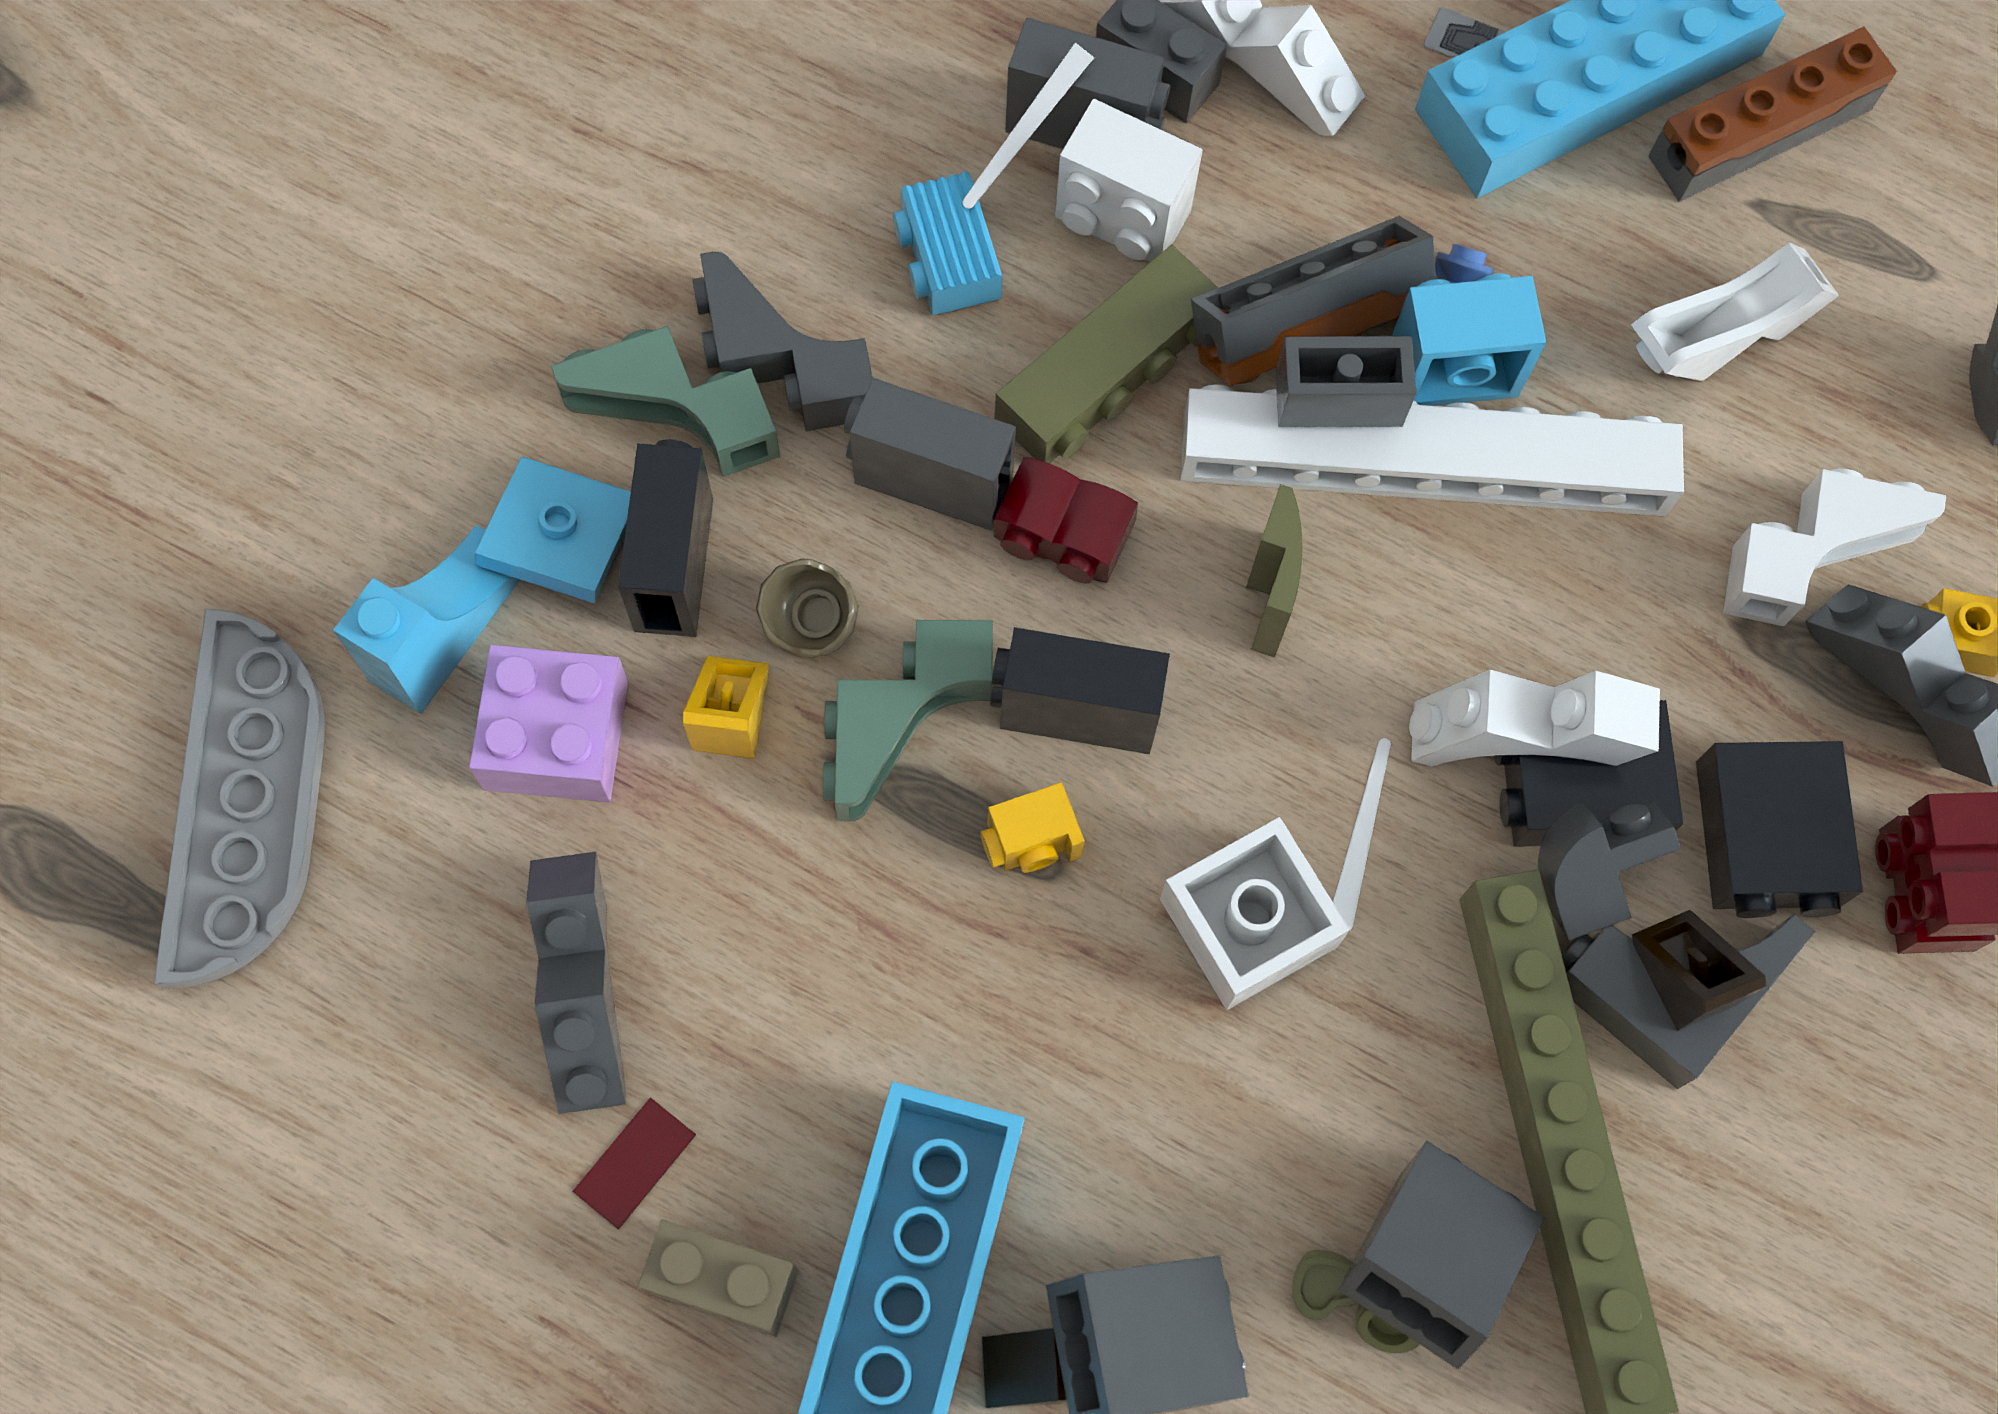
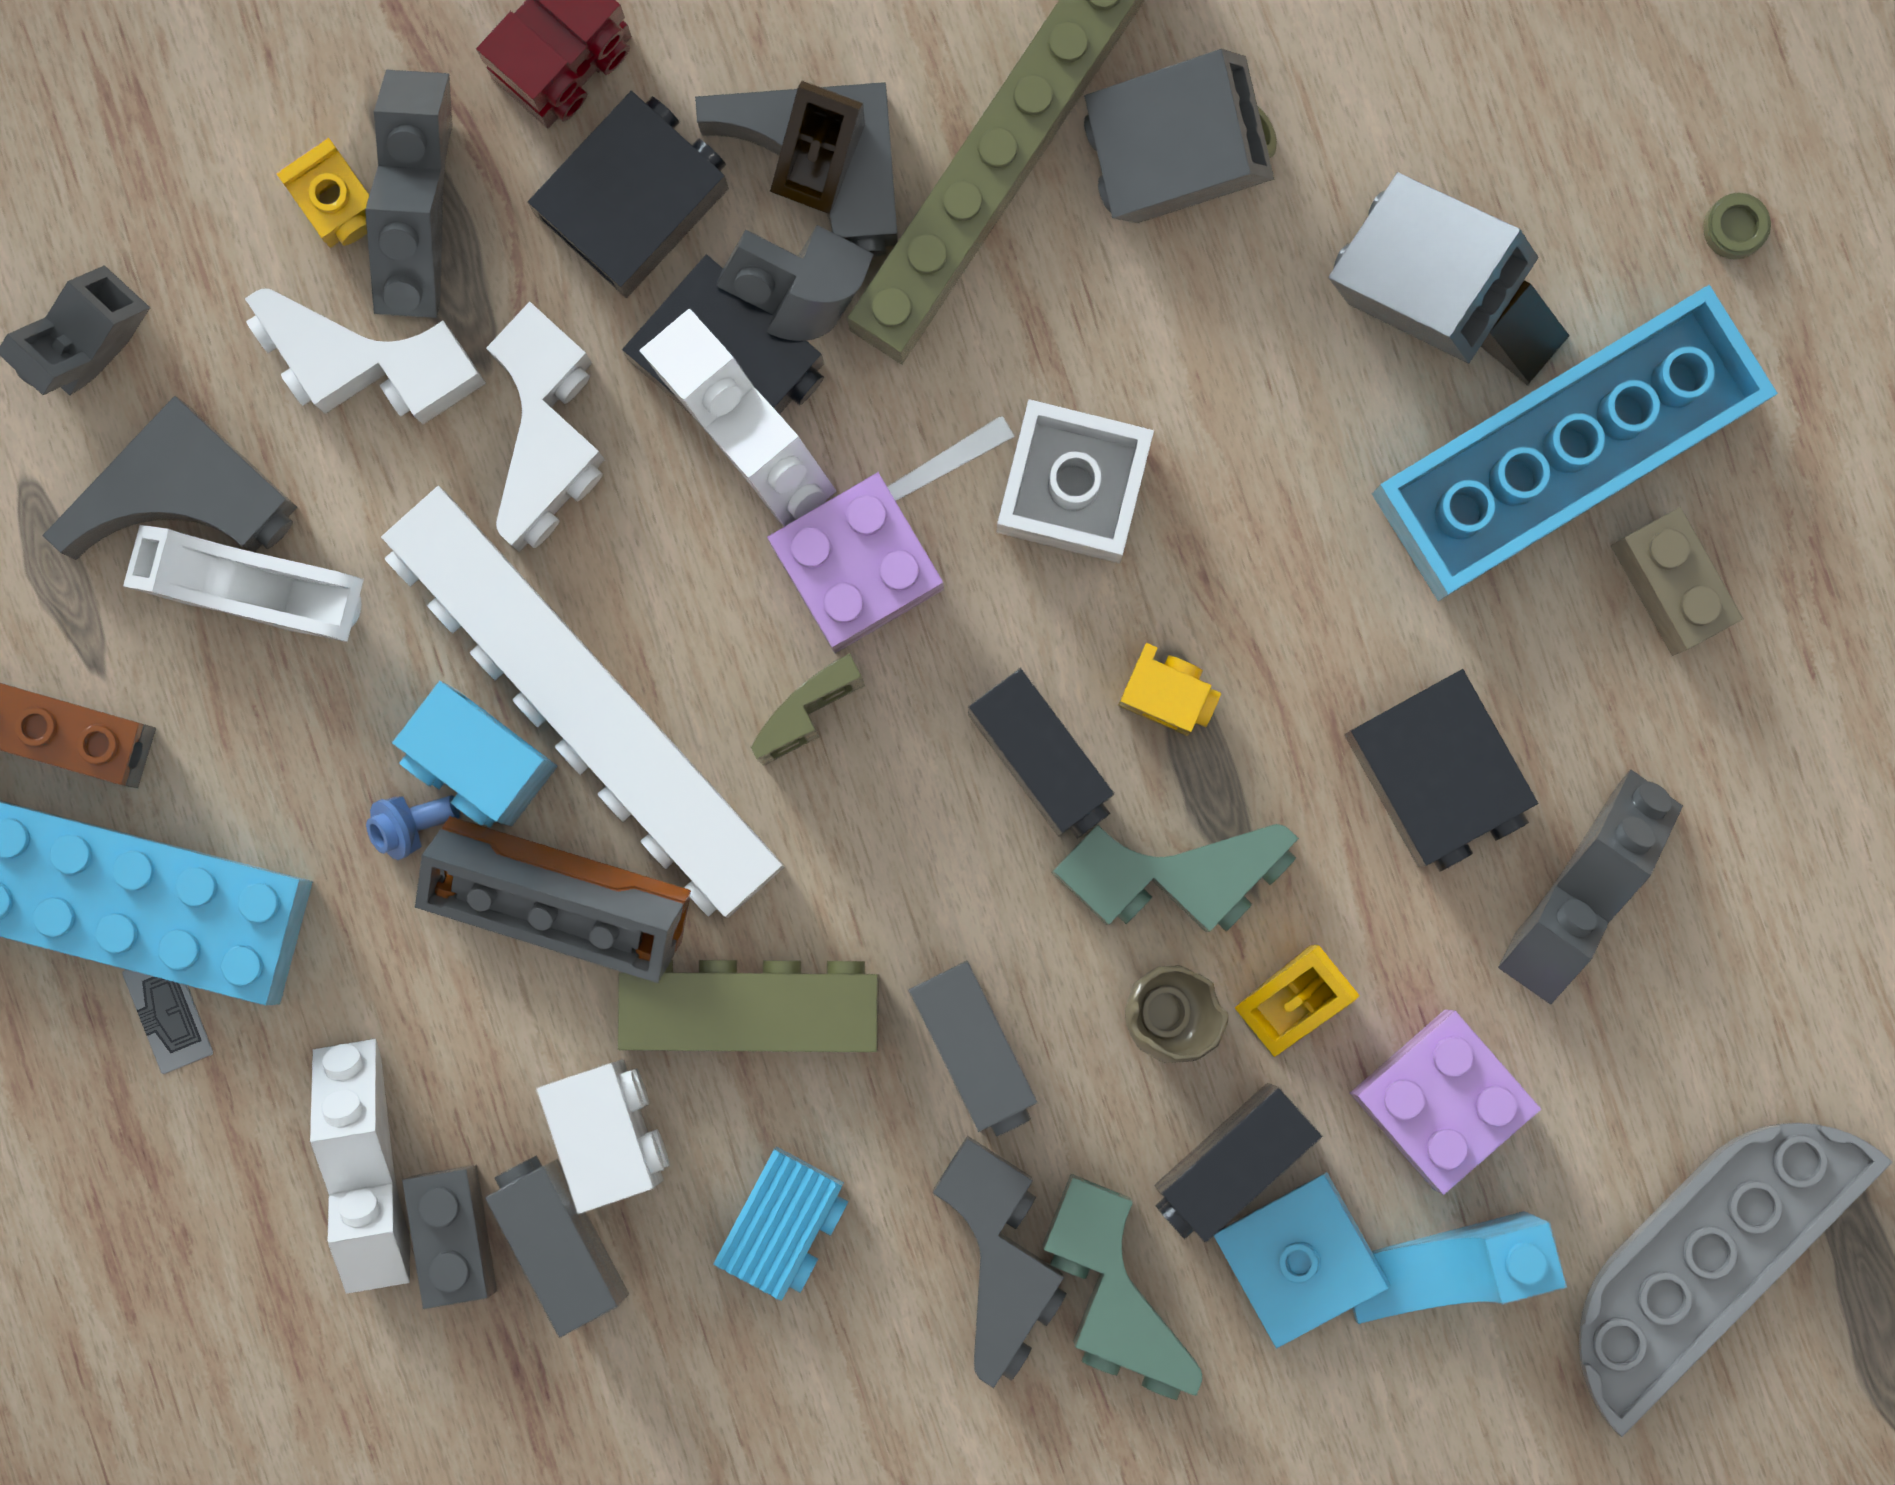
camera: 130 degrees left, 15 degrees up
(634, 1163) = (1658, 724): dark red sticker -> none
(771, 961) = (1443, 772): none -> black brick
(1055, 88) = (607, 1250): white sticker -> none
(1064, 521) = (915, 908): dark red brick -> none
(1318, 1282) = (1270, 202): olive piece -> none
(1345, 381) = (620, 796): dark grey brick -> none
(1347, 713) = (856, 562): none -> lavender brick
(1633, 595) = (549, 454): none -> white arch
(1847, 362) = (176, 473): none -> dark grey arch

